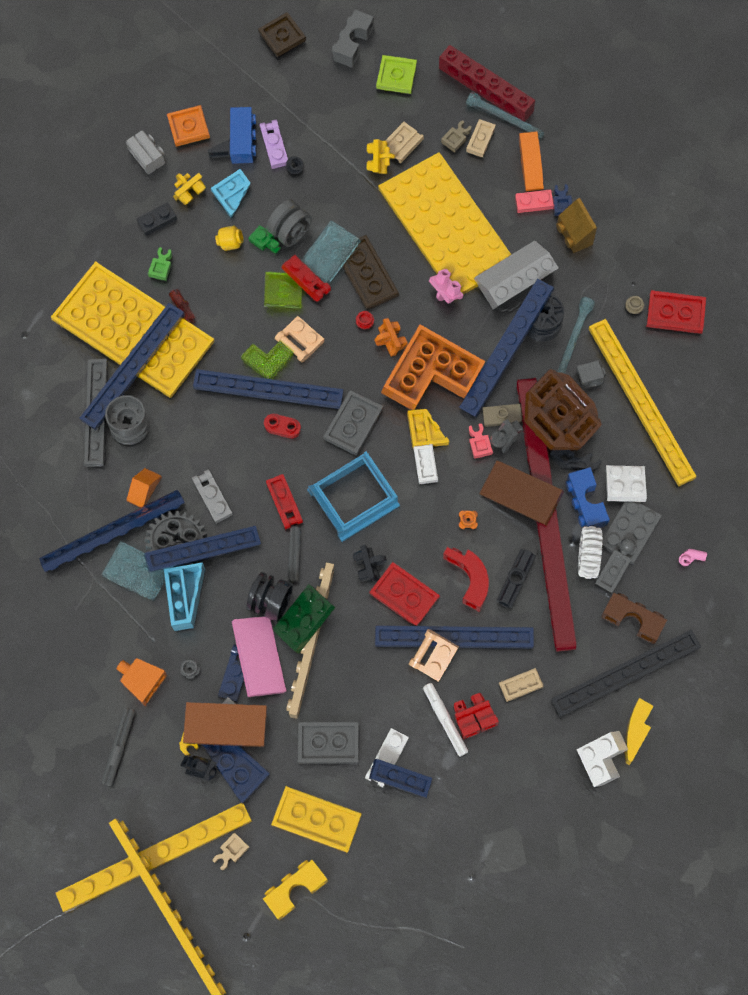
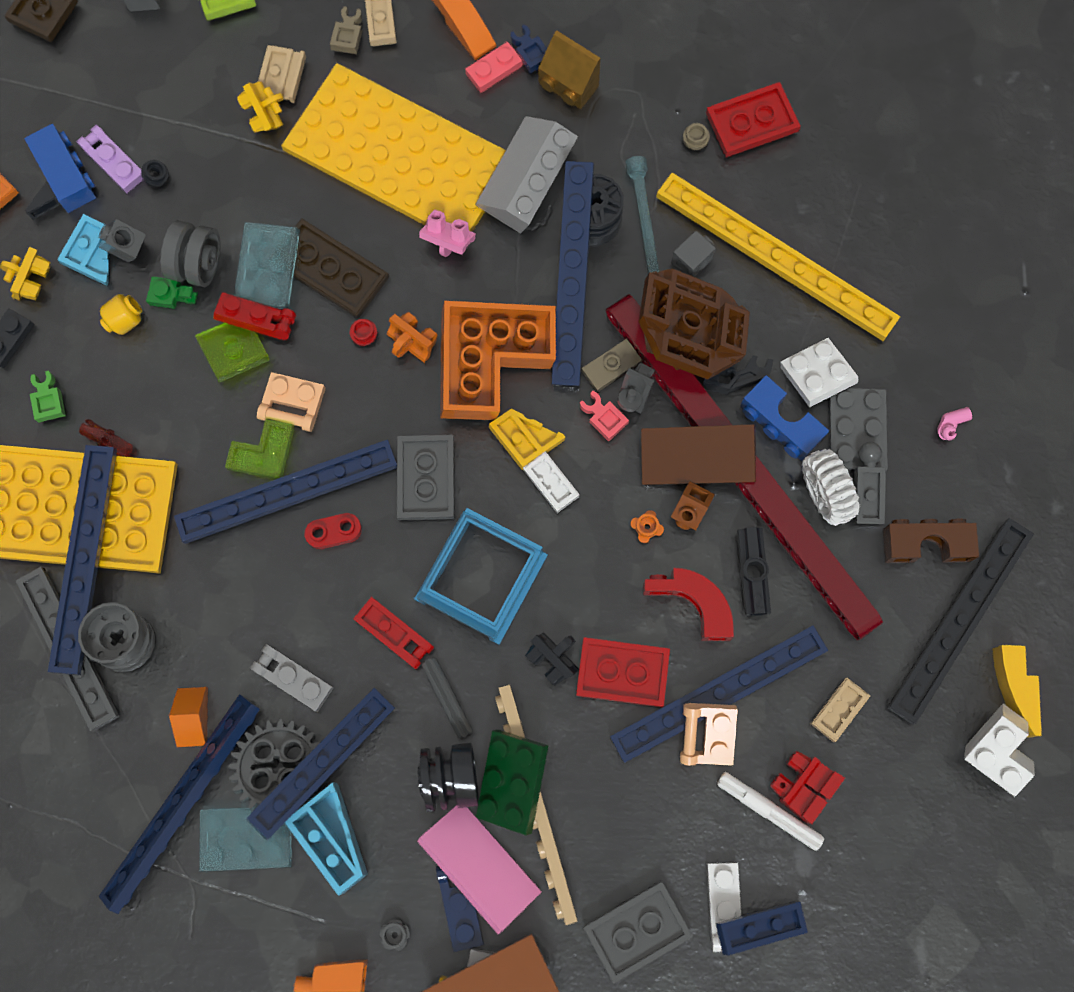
camera: 30 degrees left, 5 degrees up
(259, 200) = (132, 236): none -> dark grey brick
(499, 523) = (692, 506): none -> dark orange brick

